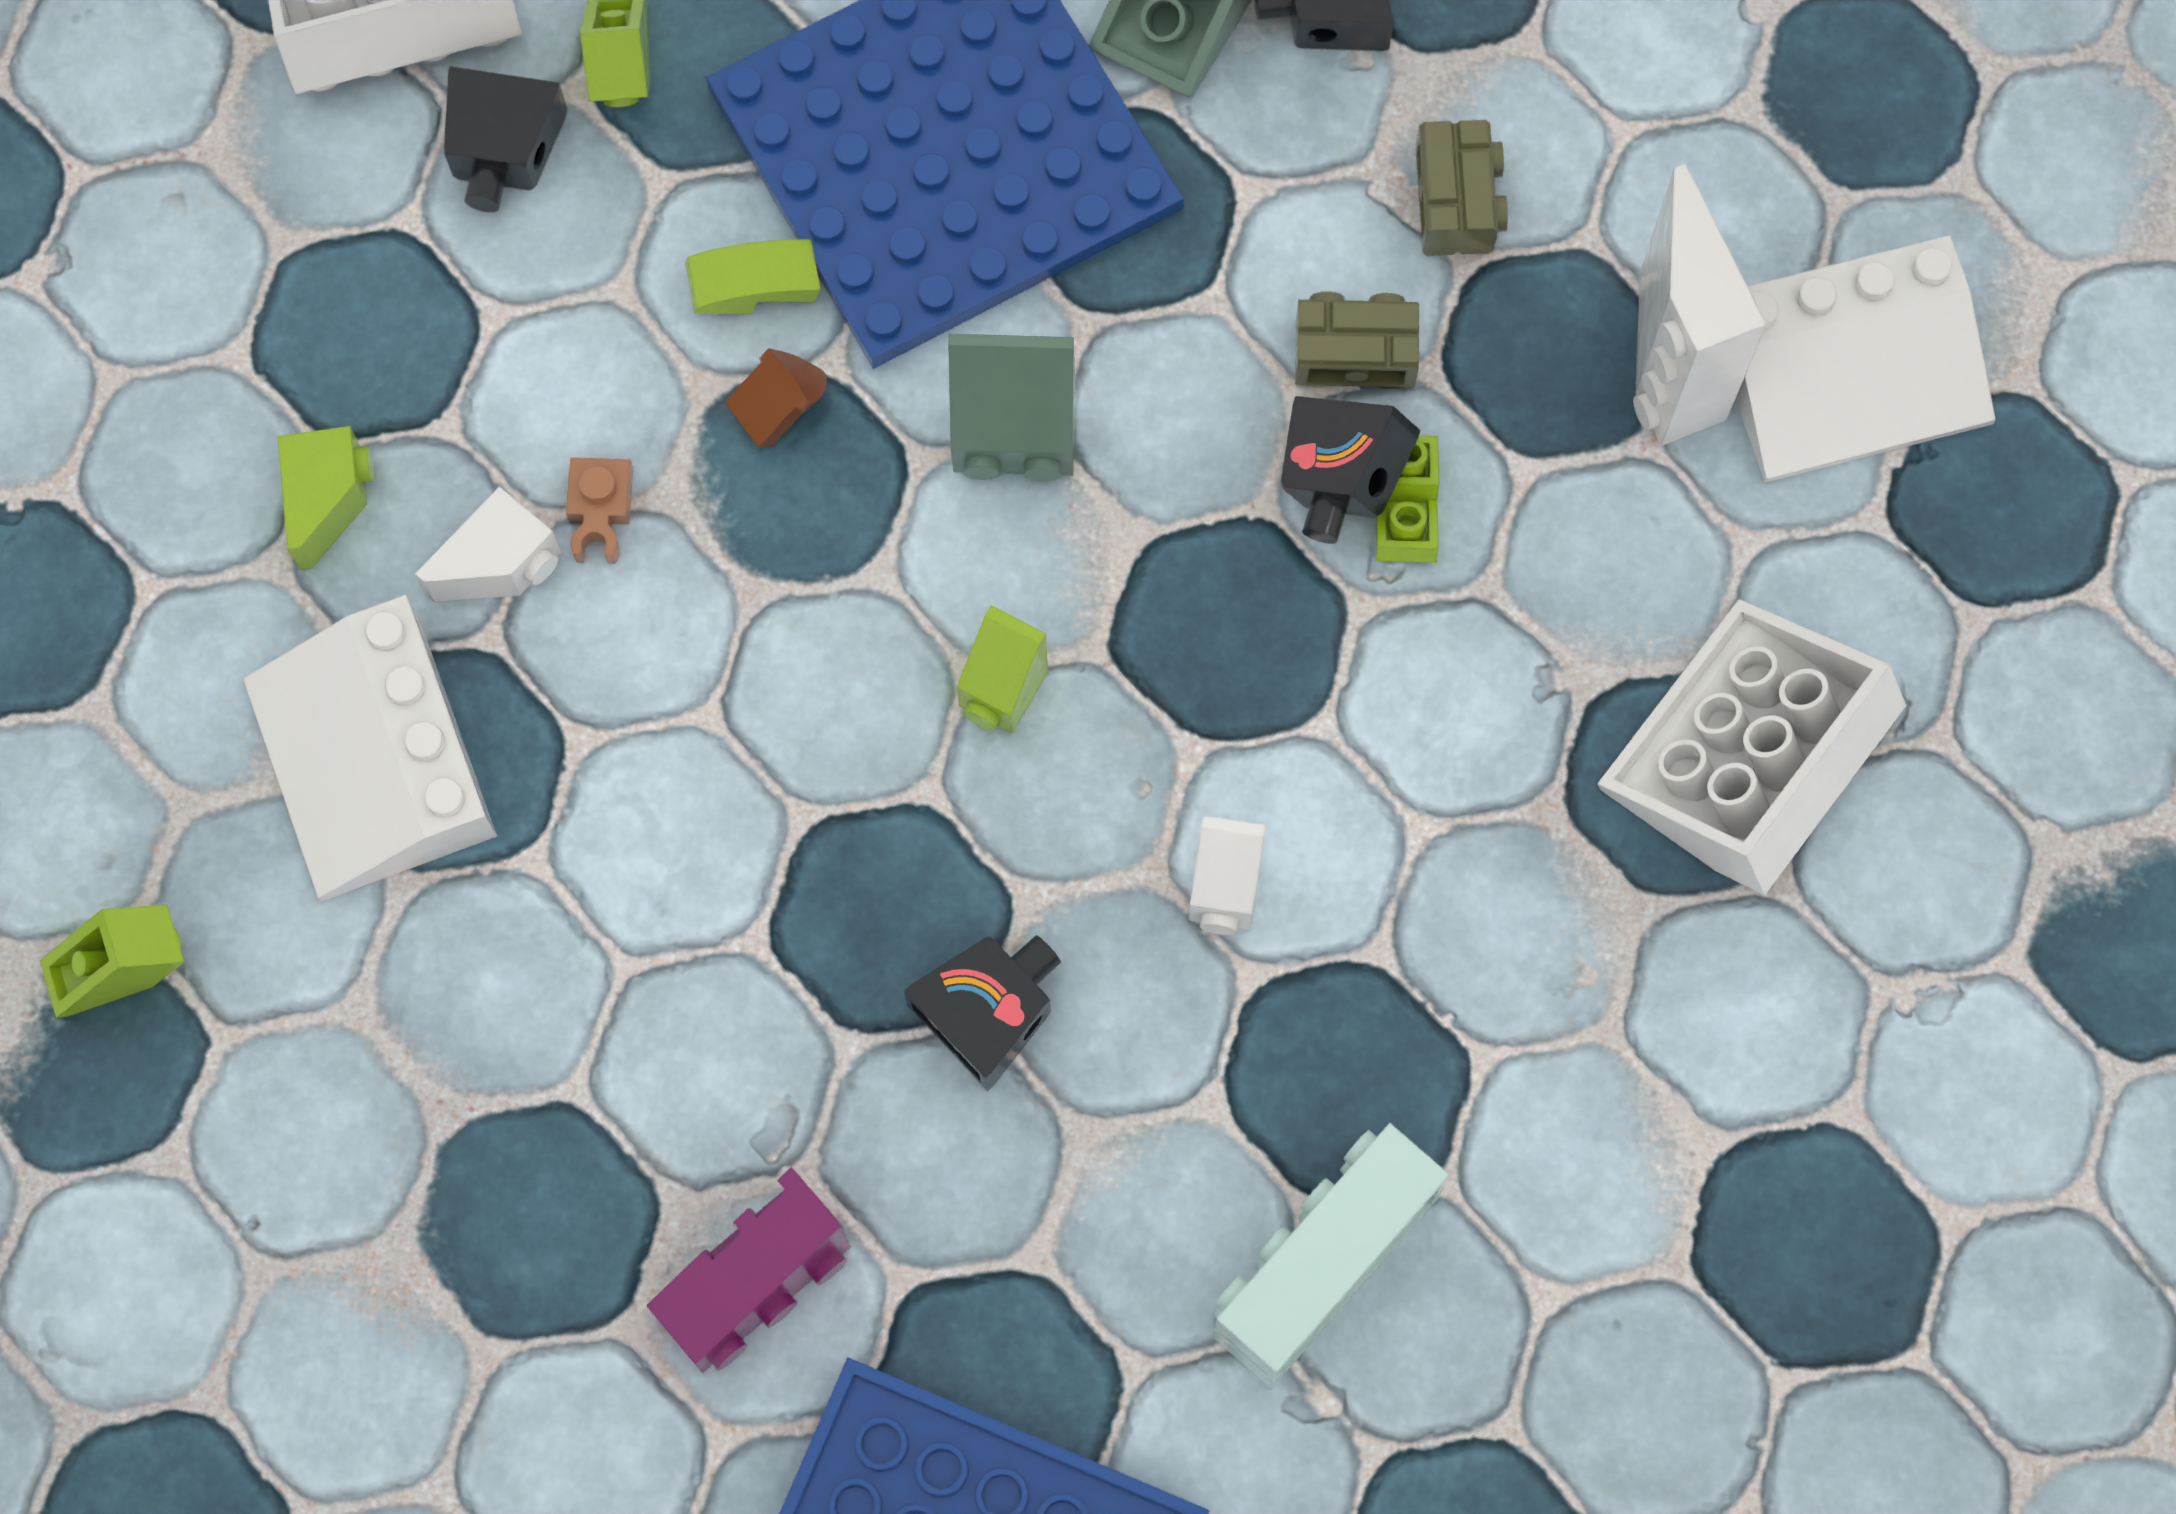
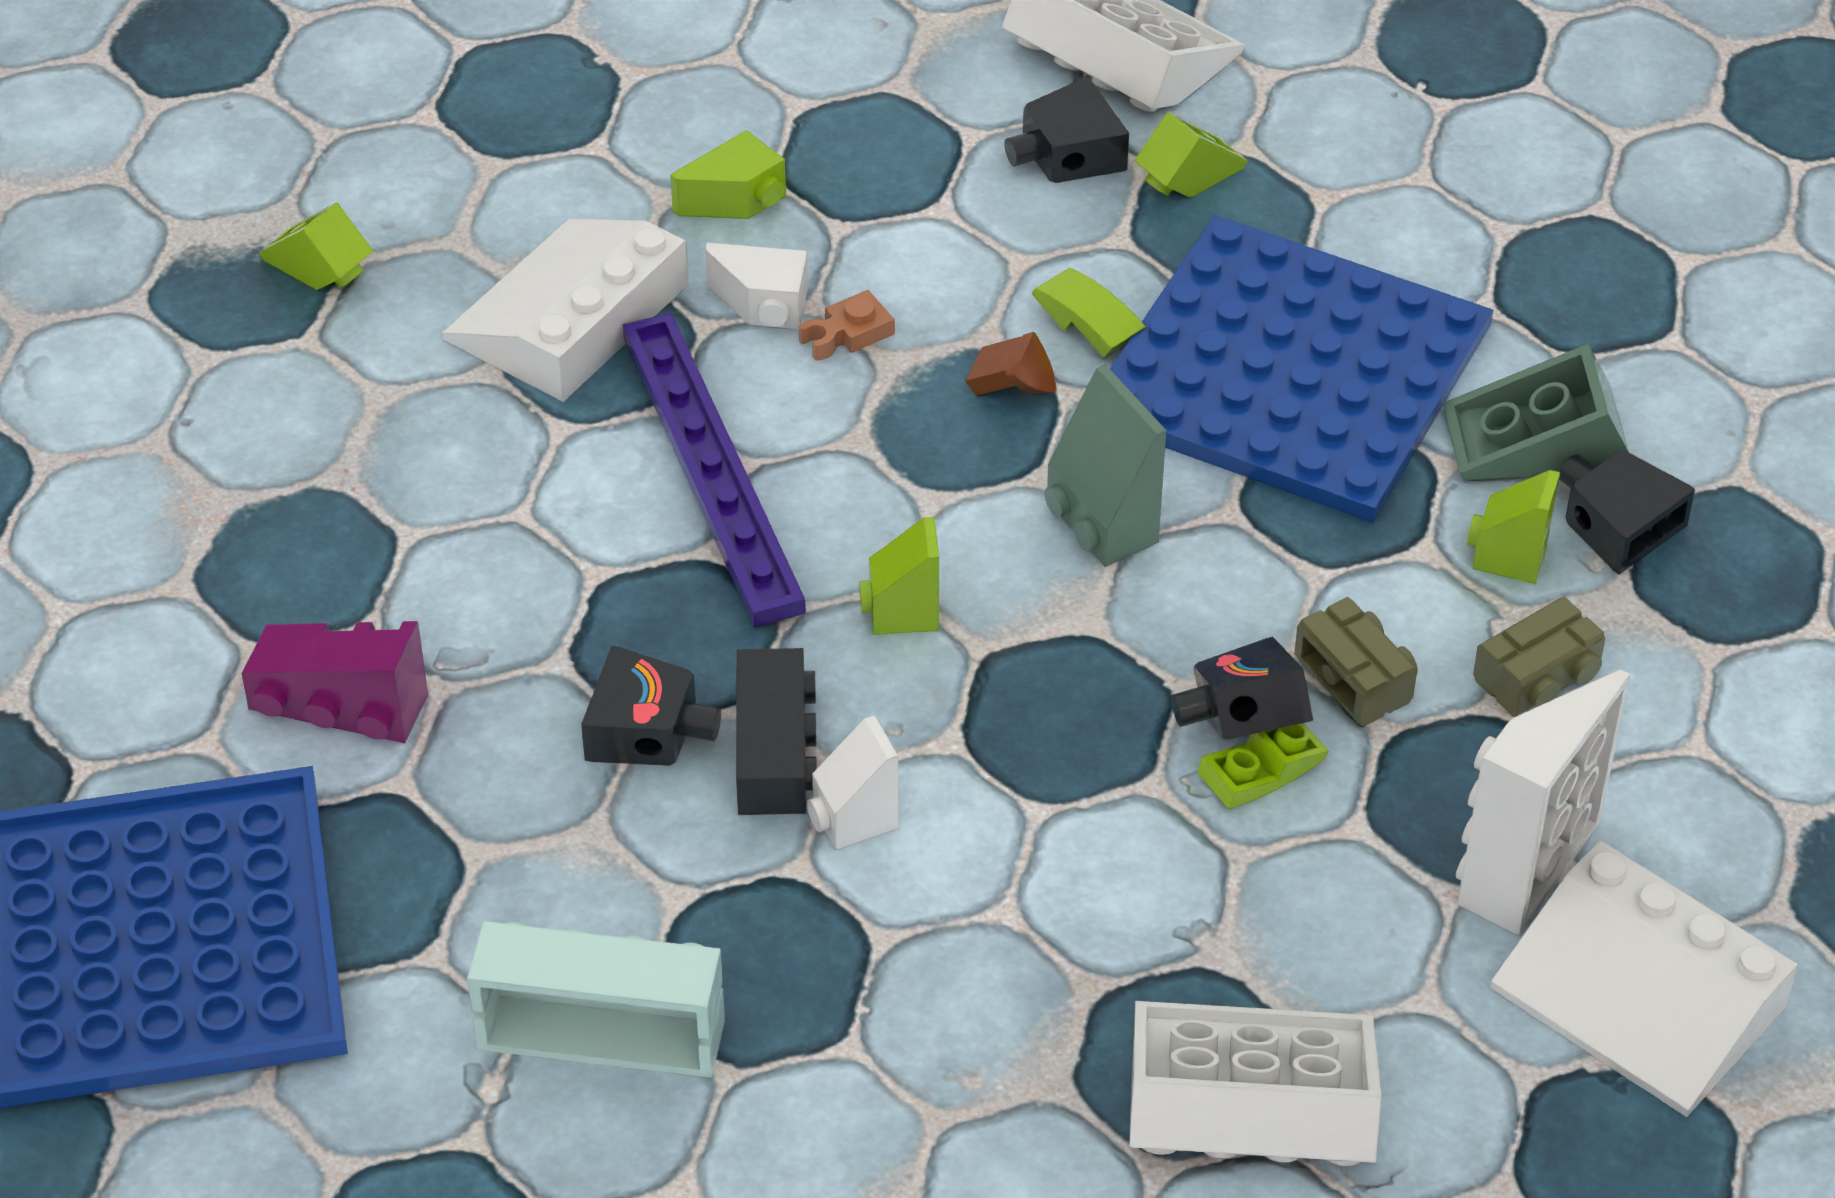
camera: 55 degrees right, 25 degrees down
(704, 751) = (714, 471): none -> dark purple plate
(1090, 902) = (774, 731): none -> black brick
(1310, 100) = (1515, 528): none -> lime slope

